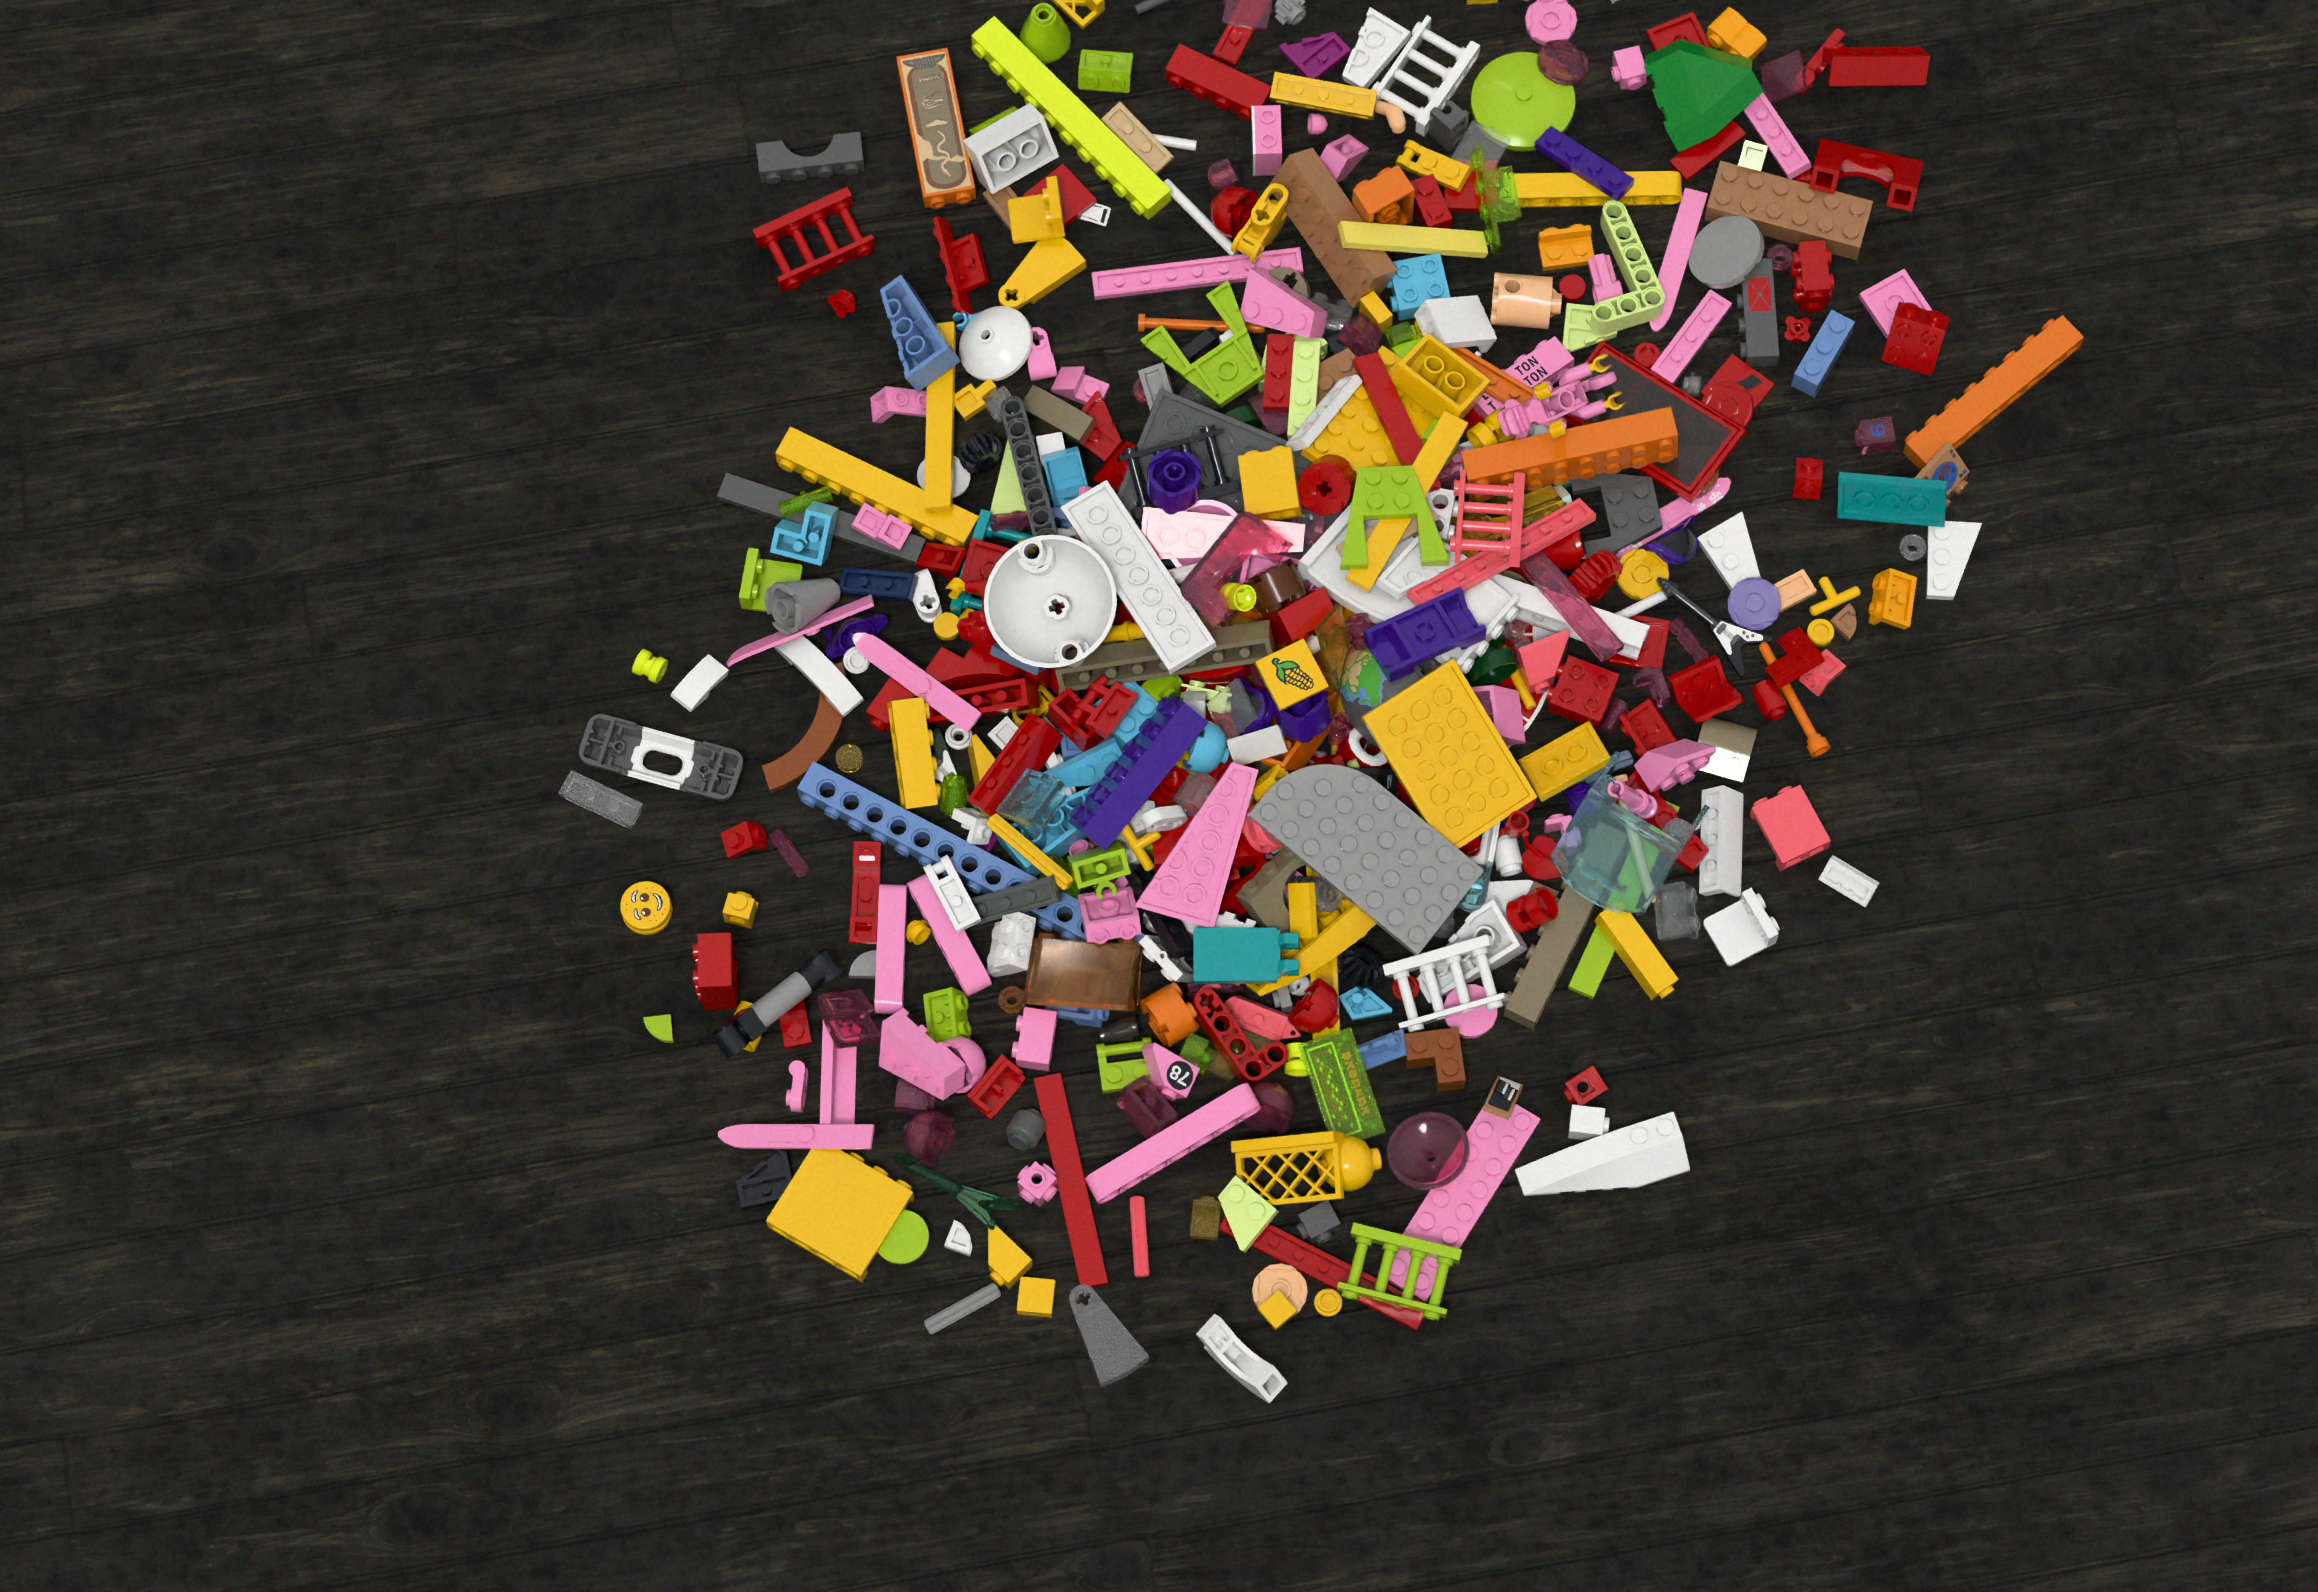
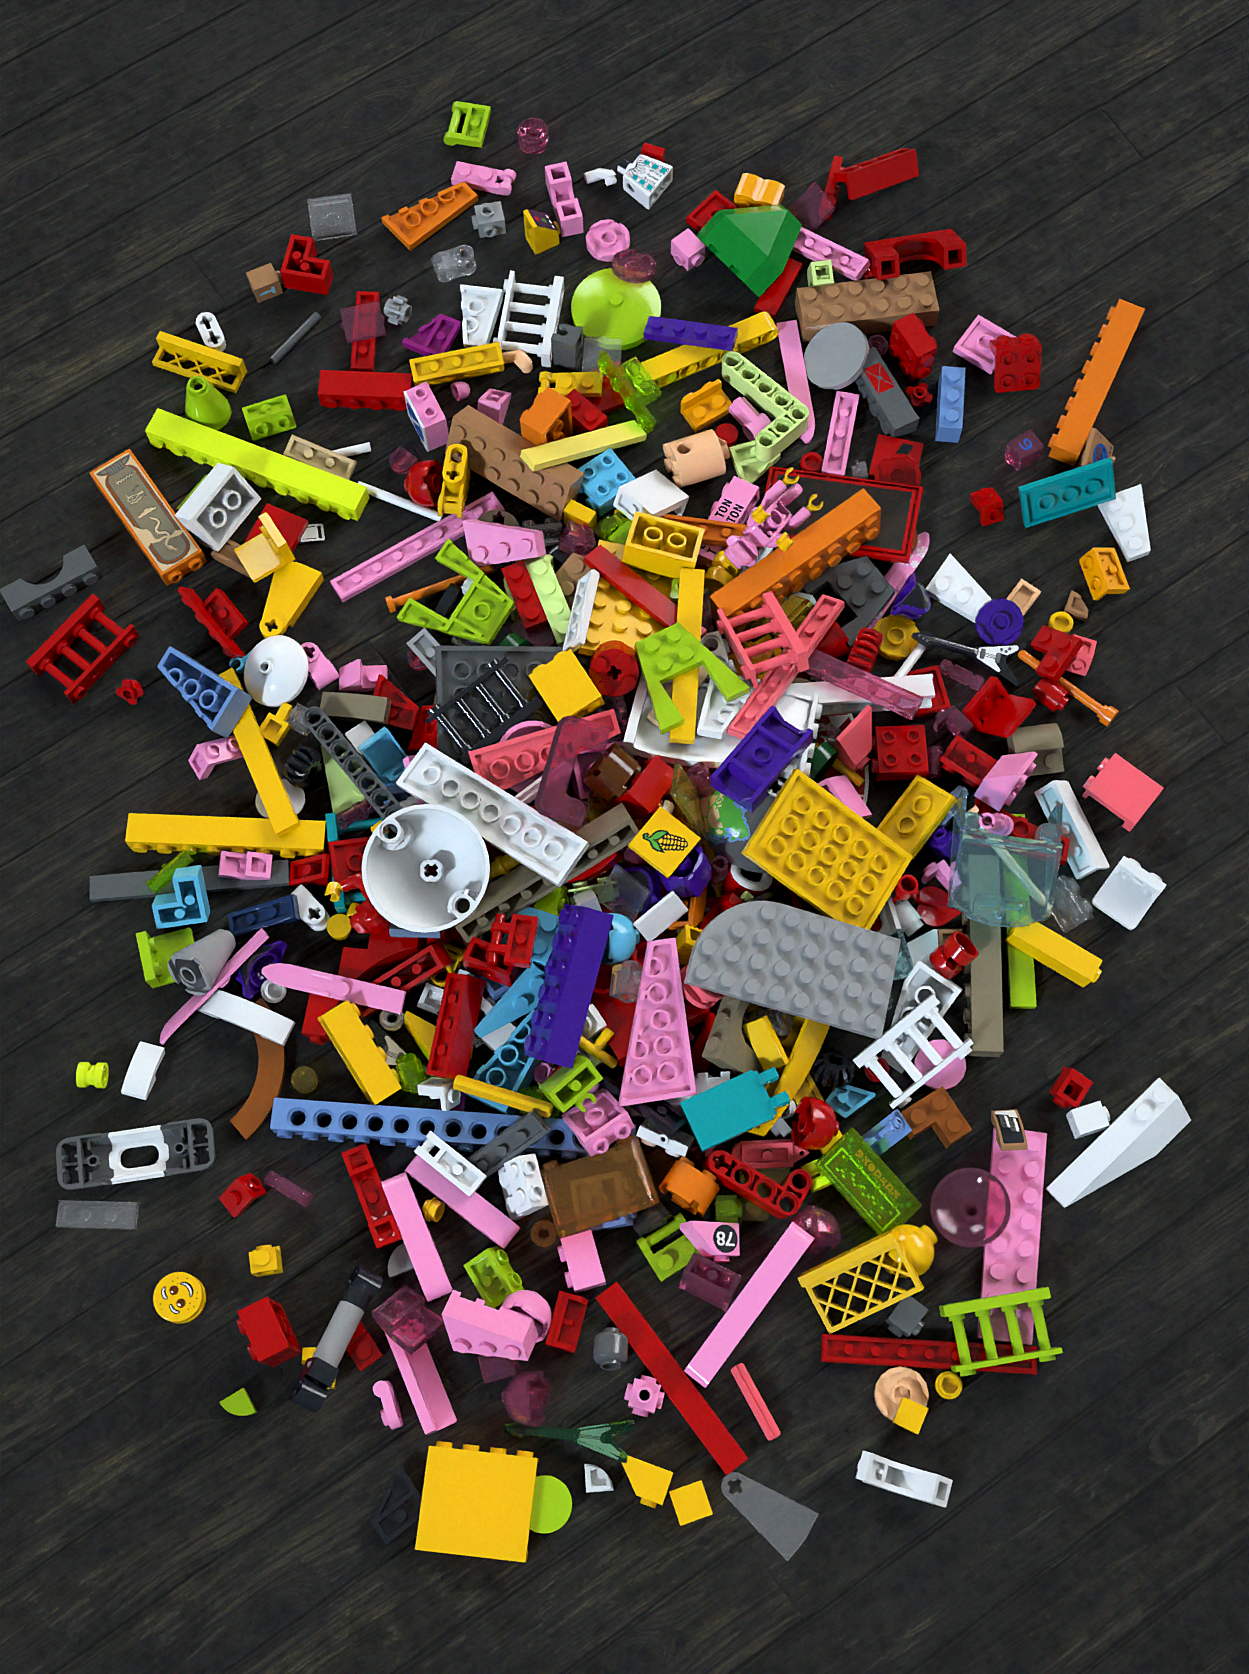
camera: 25 degrees left, 0 degrees up
(798, 1136) = (410, 1452): bright pink piece -> none
(962, 1308) = (629, 1545): light grey axle -> none
(1033, 801) = (485, 1050): clear light blue bracket -> none
(1164, 818) = (610, 1016): white beam -> none
(1173, 480) = (485, 718): dark purple brick -> none
(1205, 1218) = (806, 1358): clear yellow bracket -> none
(1239, 596) = (588, 792): neon yellow wheel -> none
(1245, 1212) = (839, 1336): yellowish green wing -> none
(1833, 599) = (1056, 592): yellow piece -> none
(1849, 881) = (1192, 815): white plate -> none
(1915, 540) = (1101, 521): clear plate -> none

